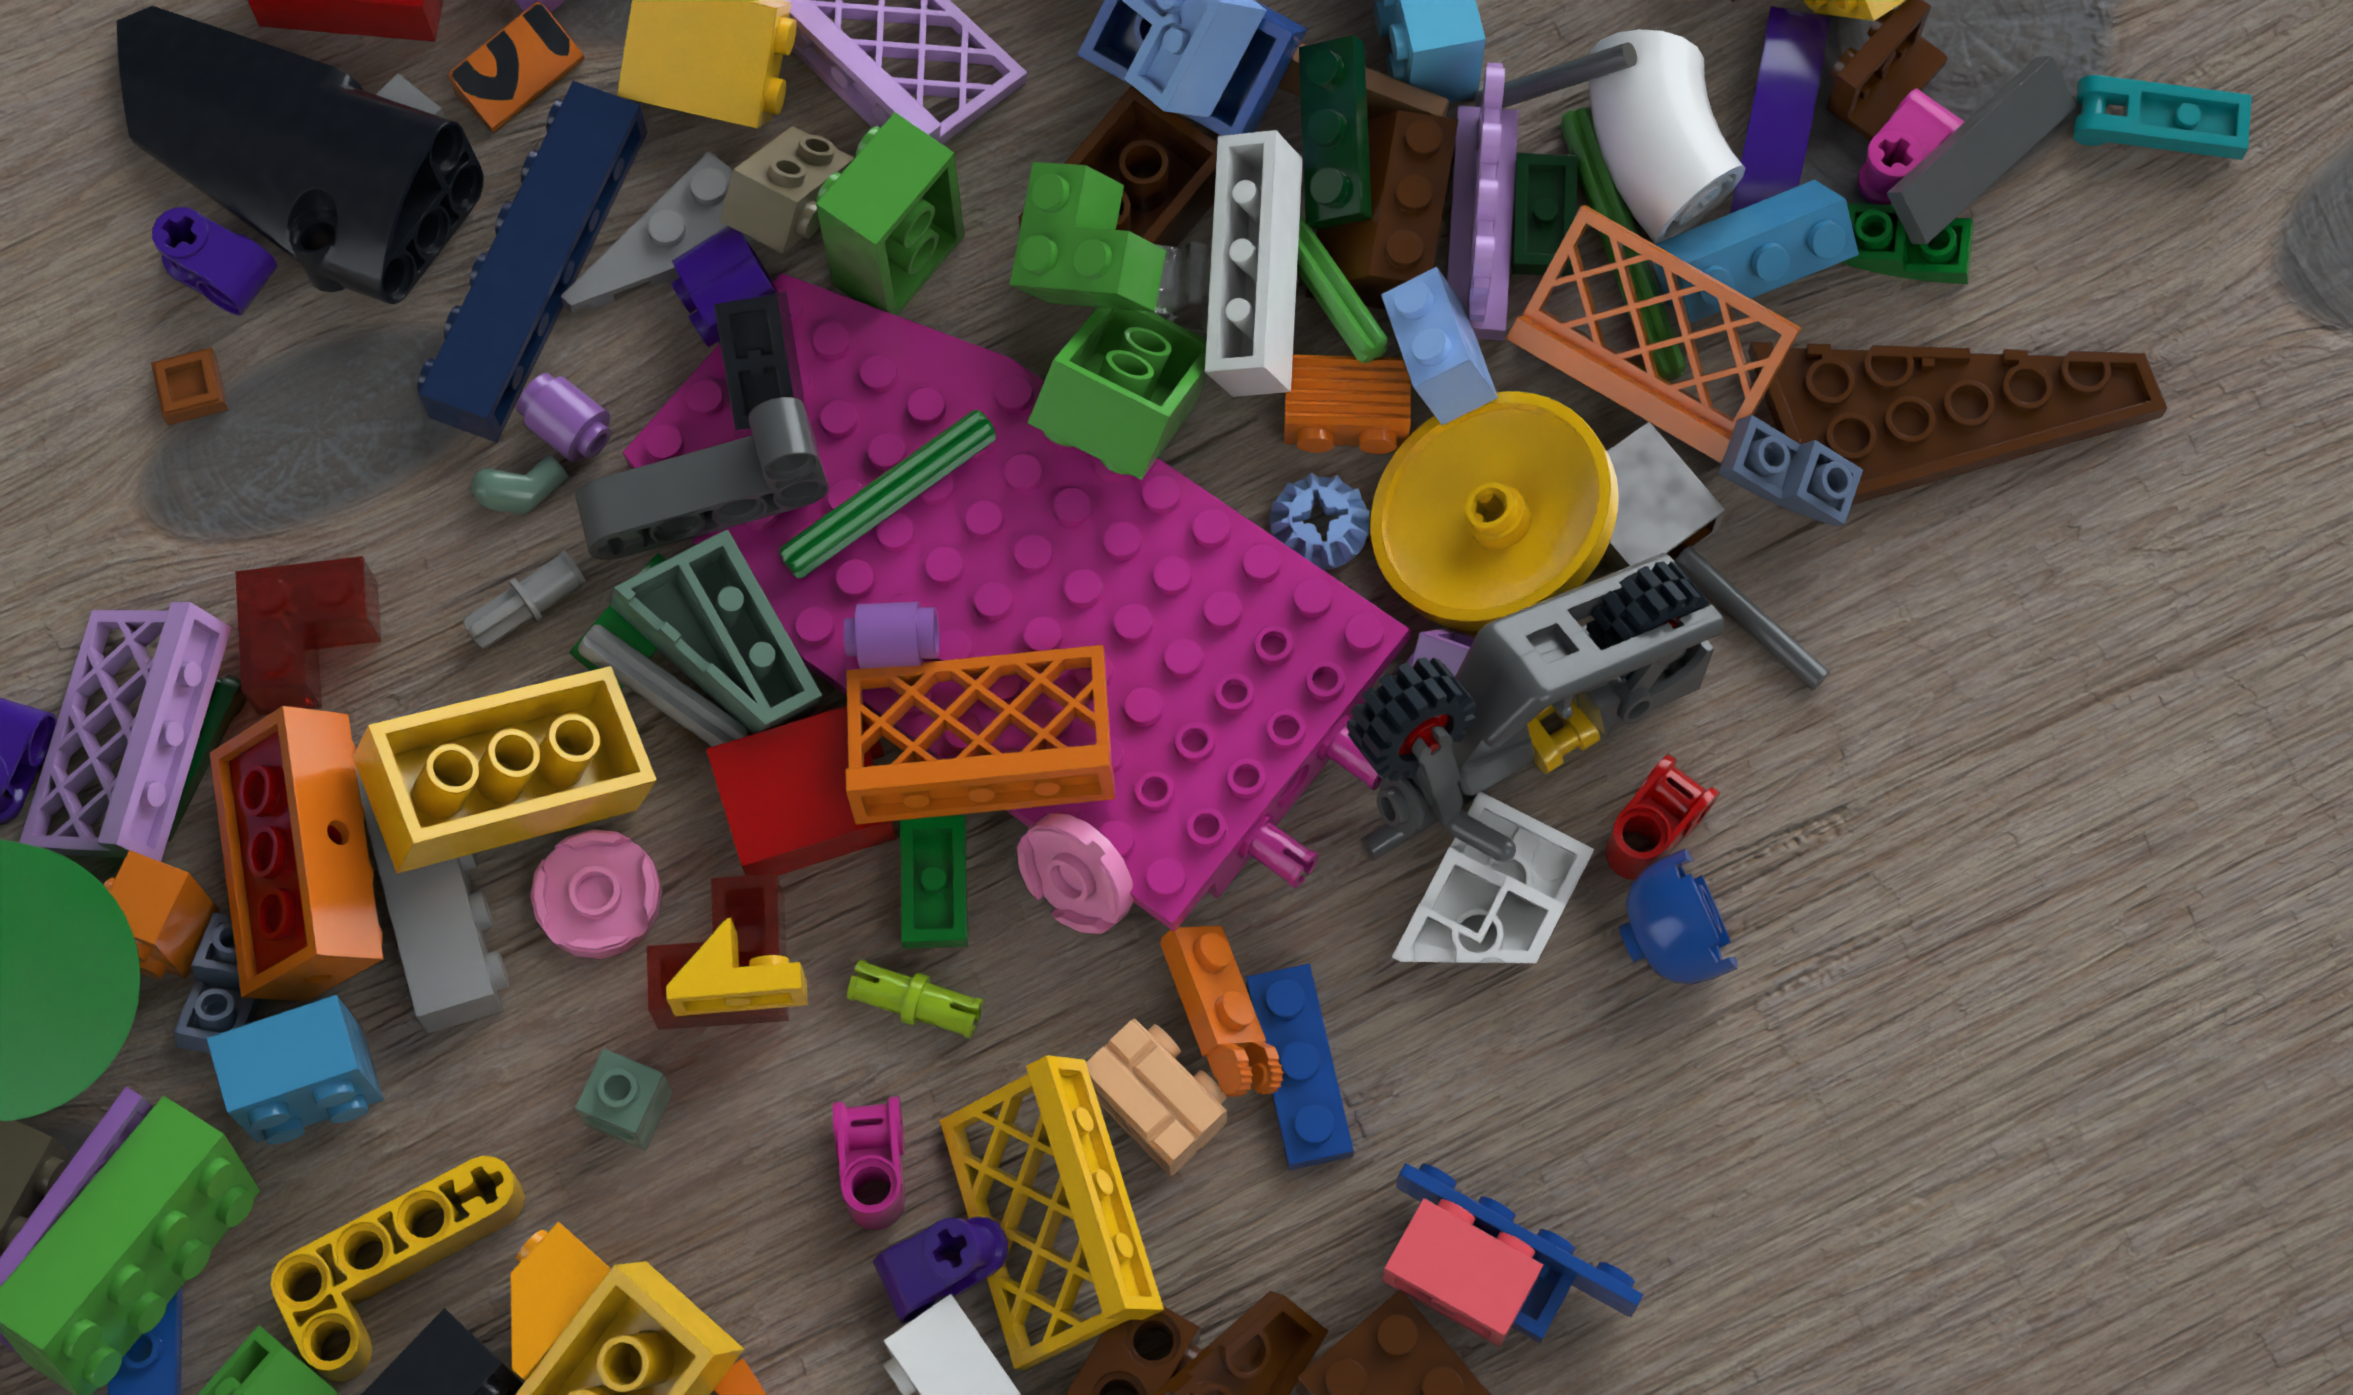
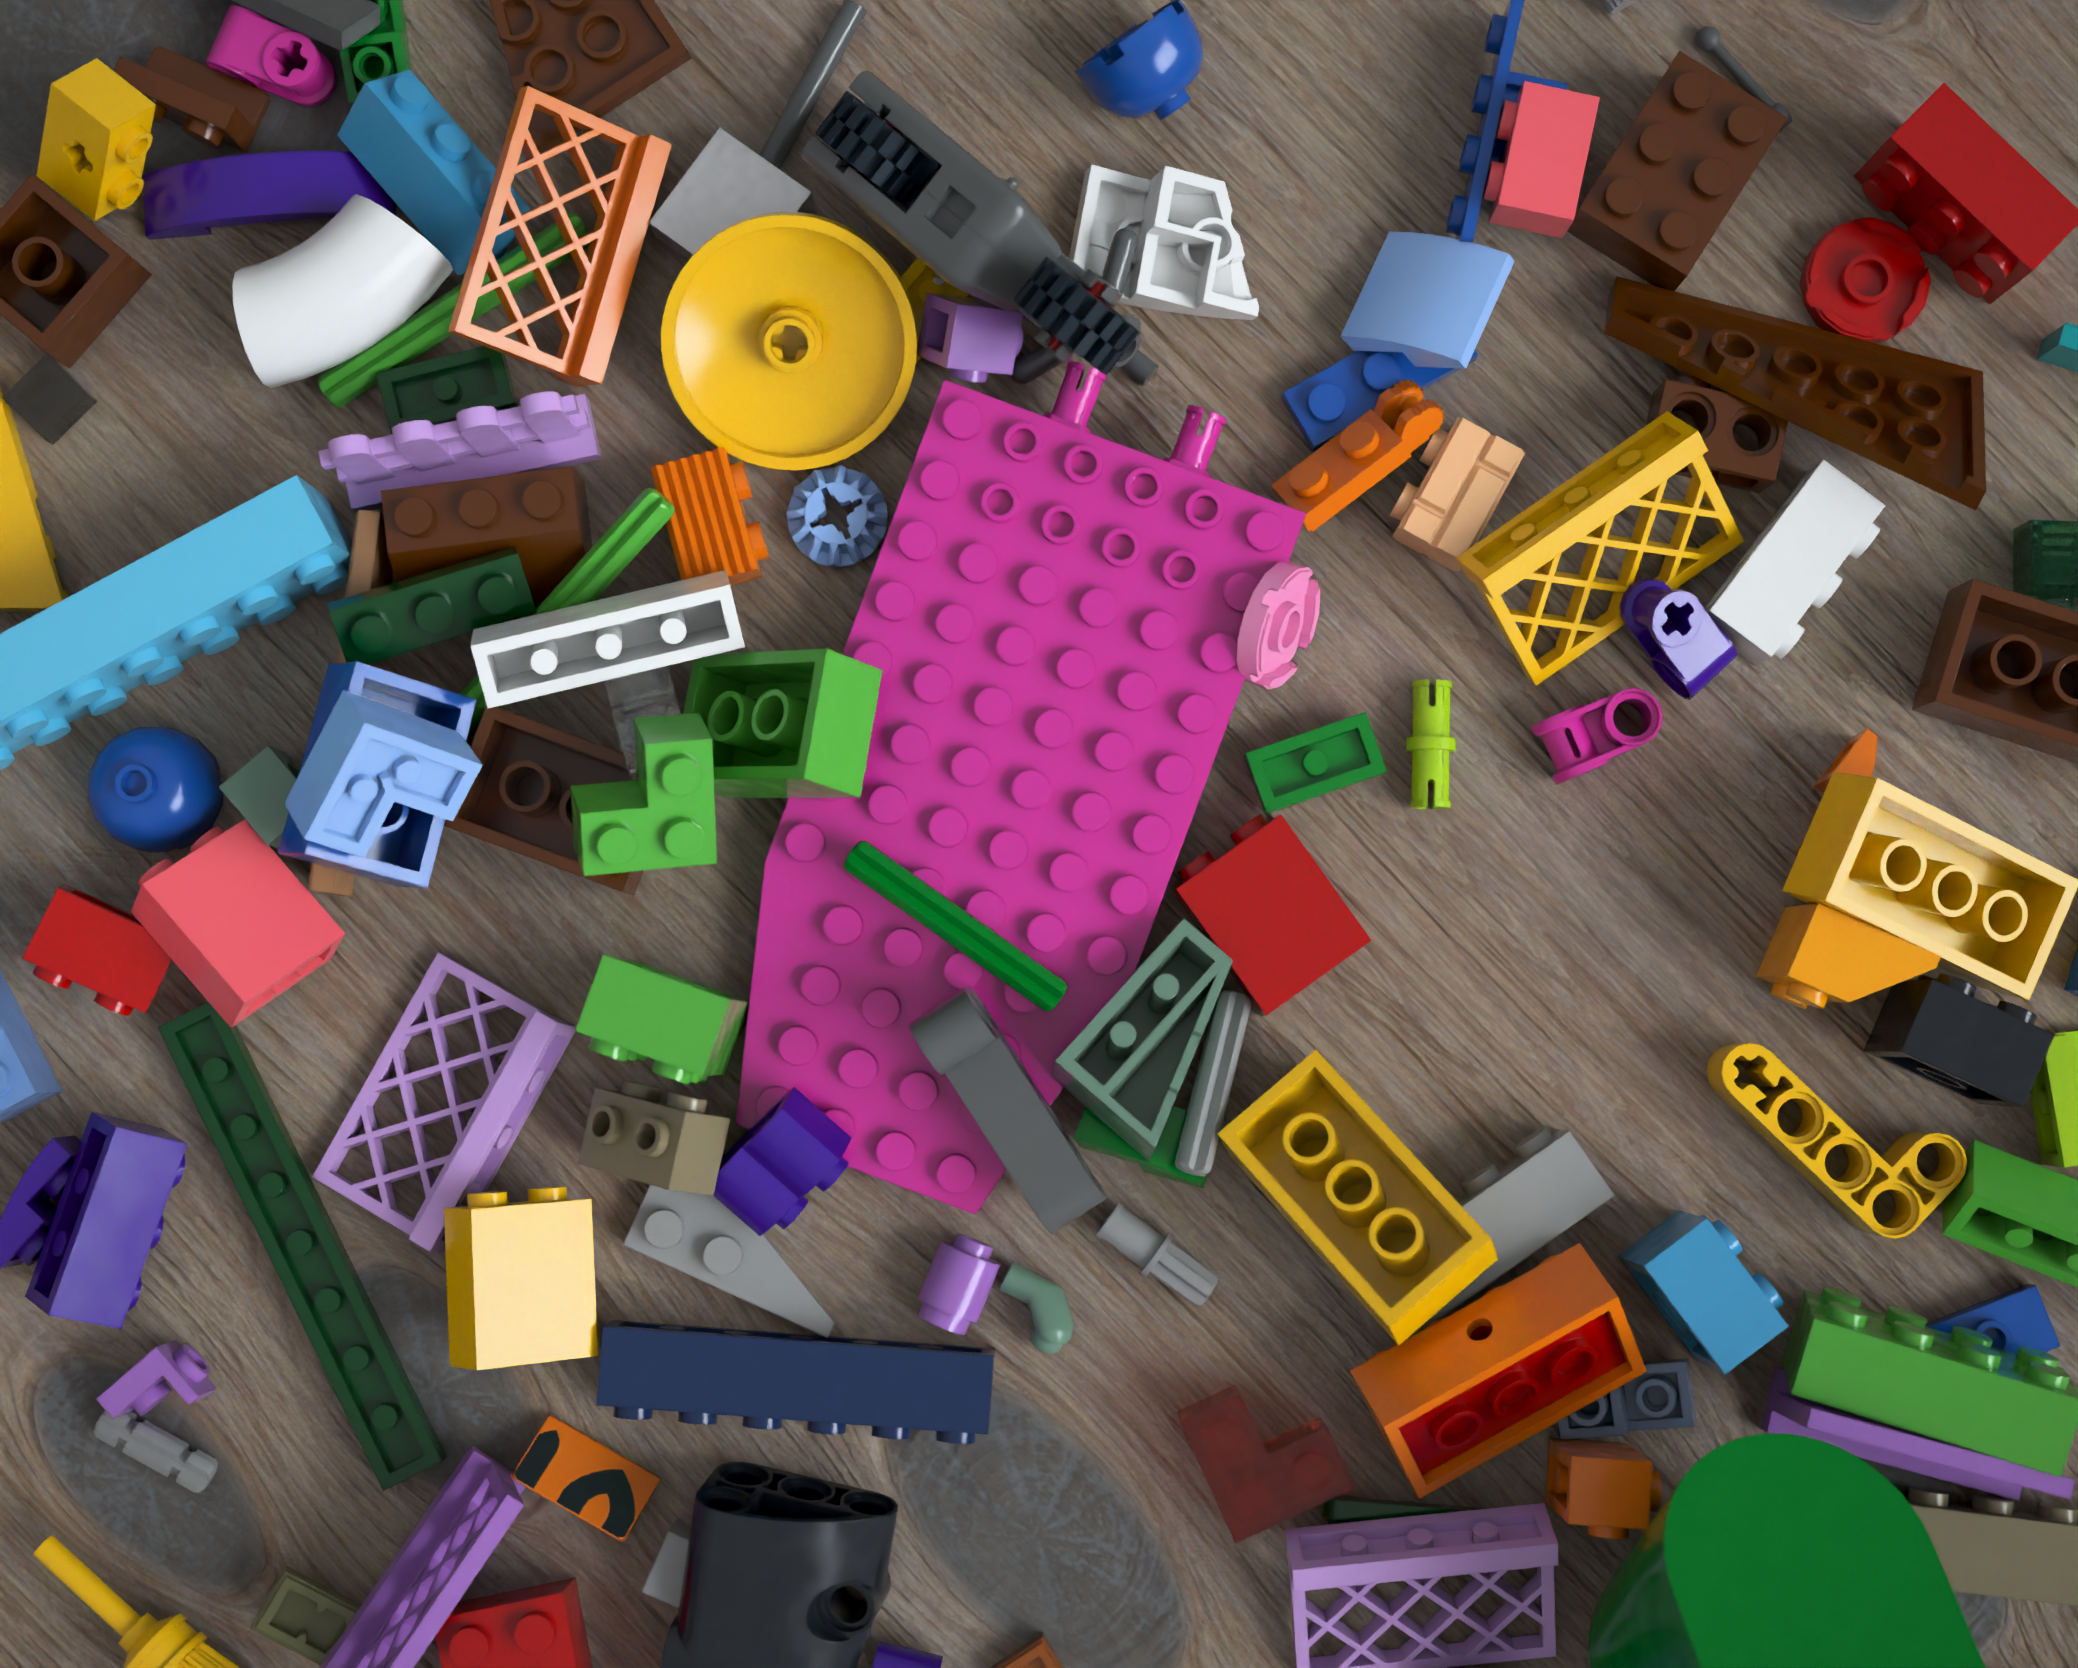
camera: 105 degrees left, 15 degrees up
(596, 894) = (1424, 1079): bright pink tile -> none
(624, 1099) = (1620, 976): sand green brick -> none
(717, 984) = (1515, 909): yellow slope -> none
(758, 352) = (864, 1092): black hinge -> none
(758, 916) = (1475, 911): clear red brick -> none
(892, 634) = (1107, 867): medium lavender brick -> none
(974, 781) = (1231, 731): orange fence -> none
(1356, 1120) = (1427, 299): none -> light blue slope
(1439, 346) = (635, 439): light blue brick -> none
(1566, 74) = (302, 400): dark grey bar -> none
(1662, 810) = (1032, 107): red piece -> none
(1790, 474) = (663, 74): sand blue slope -> none

